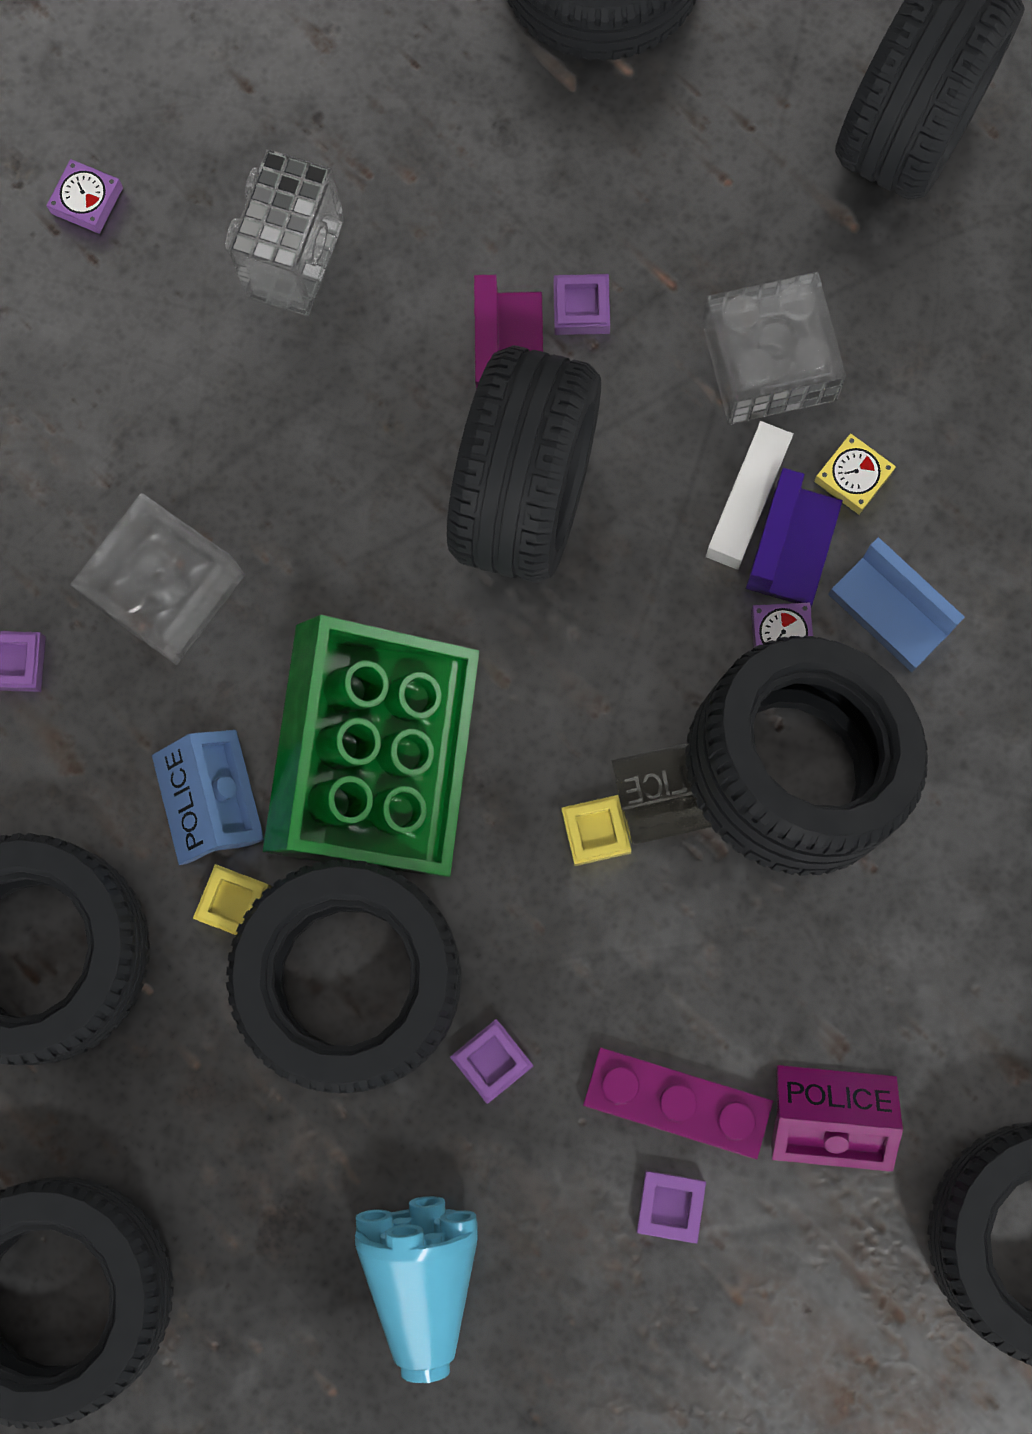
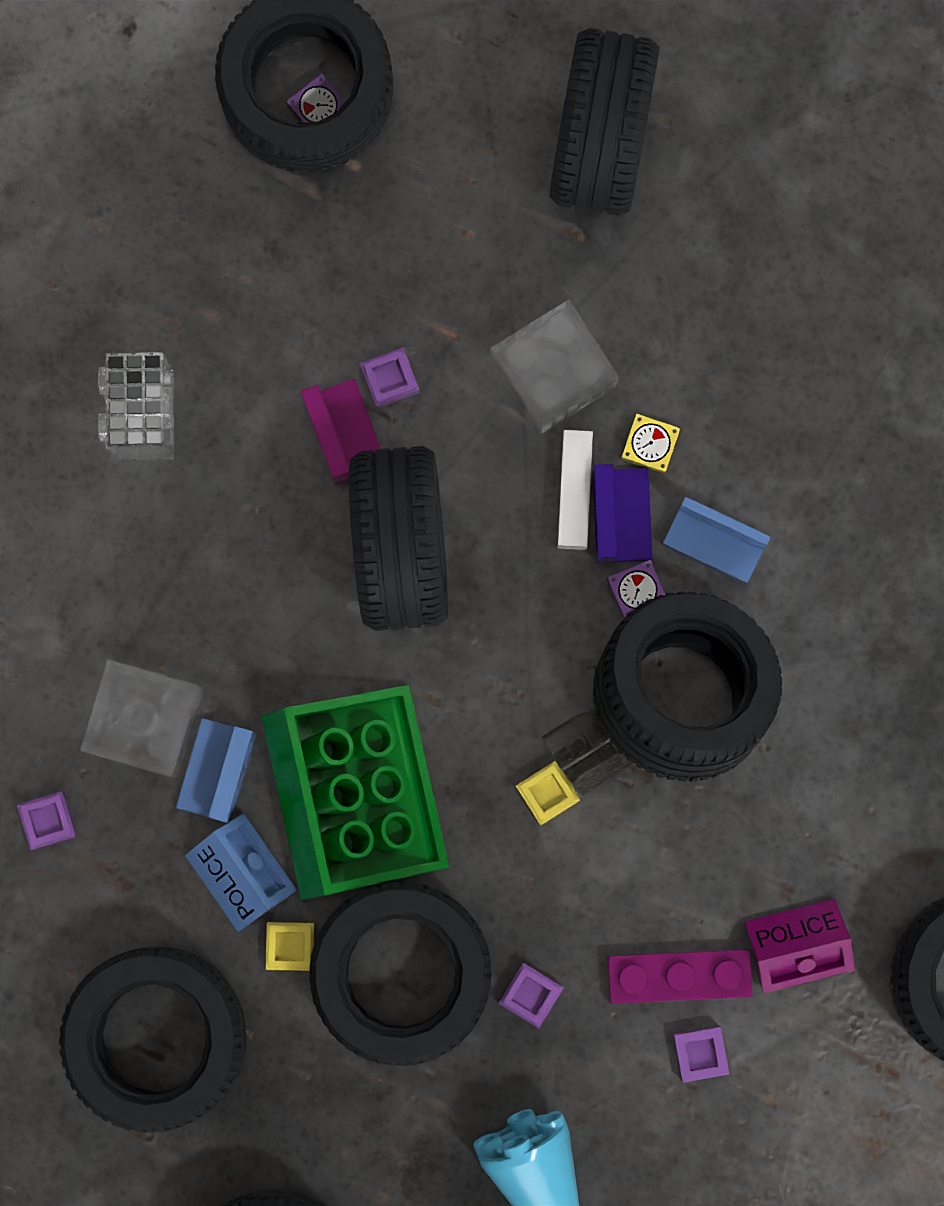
camera: 25 degrees left, 5 degrees up
(224, 671) = (216, 770): none -> medium blue panel

